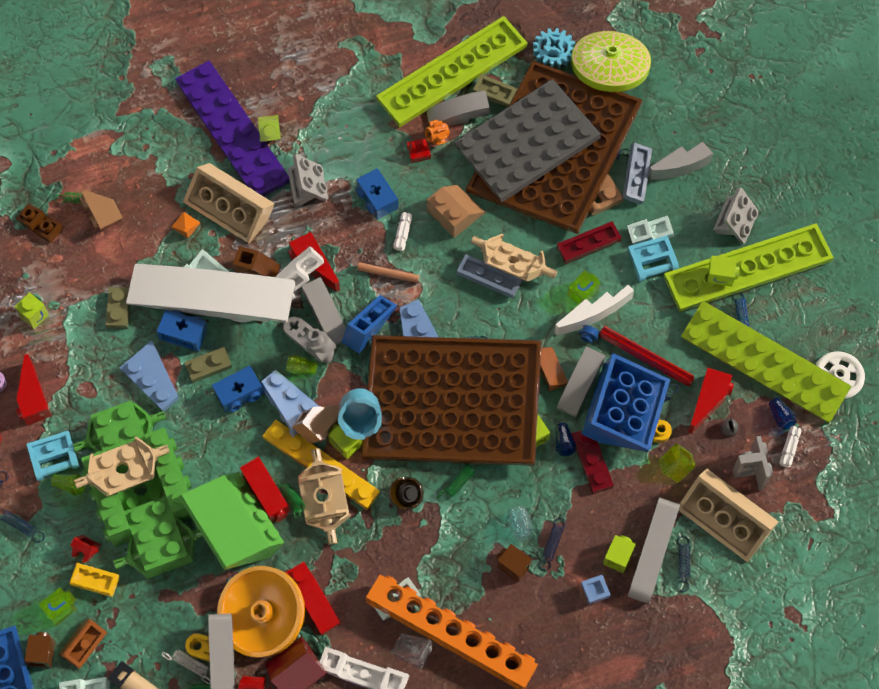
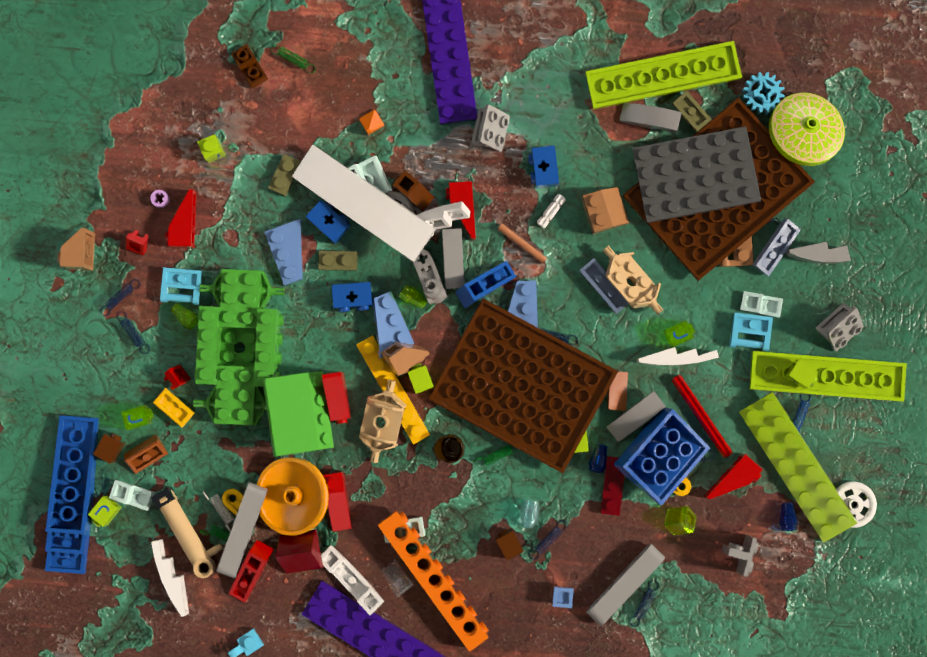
camera: 25 degrees right, 20 degrees up
(102, 209) = (305, 80): medium nougat slope -> none
(135, 455) = (211, 327): tan plate -> none
(228, 202) = (415, 118): tan slope -> none
(269, 128) = (479, 63): lime brick -> none
(292, 501) = (358, 408): green piece -> none
(359, 414) = (439, 369): medium azure cylinder -> none
(418, 150) = (599, 139): red tile -> none
(437, 132) = (622, 131): orange gear -> none
(588, 333) = (663, 375): blue plate -> none
(589, 242) = (703, 292): dark red plate -> none
(619, 553) = (597, 574): lime brick -> none
(725, 429) = (735, 508): dark grey hinge -> none
(727, 515) = (699, 582): tan slope -> none
(790, 446) = (780, 547): white axle -> none

